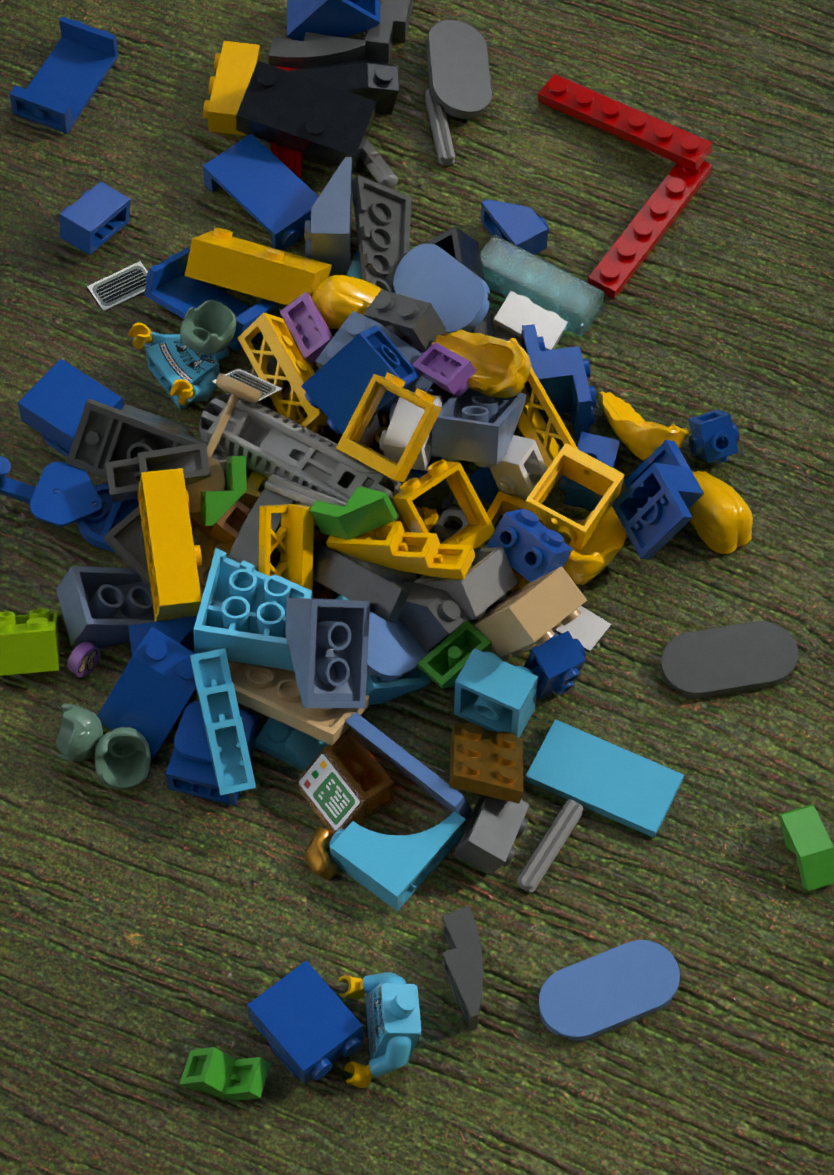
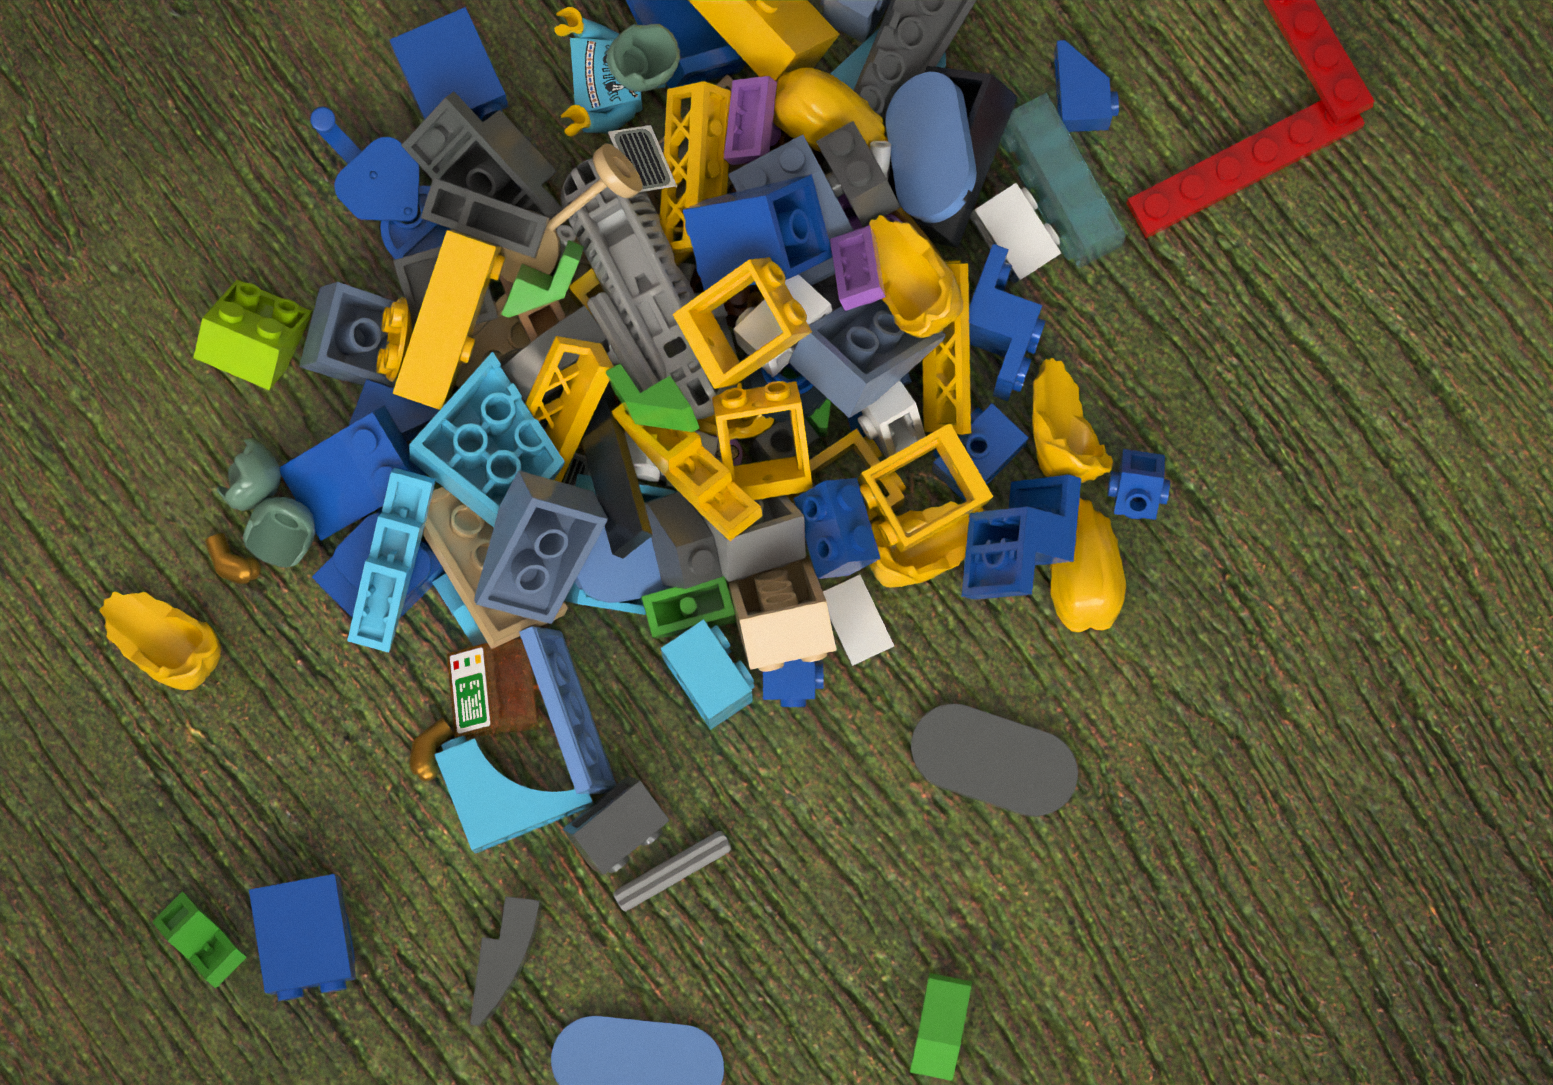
camera: 30 degrees right, 20 degrees up
(76, 878) = (161, 639): none -> yellow hair
(83, 659) = (305, 387): medium lavender tile -> none
(94, 805) = (230, 565): none -> pearl gold arm
(137, 581) = (398, 325): none -> yellow dish
(391, 1023) = (390, 979): medium azure torso -> none
(486, 762) = (649, 751): pearl gold plate -> none
(604, 778) = (776, 825): medium azure tile -> none

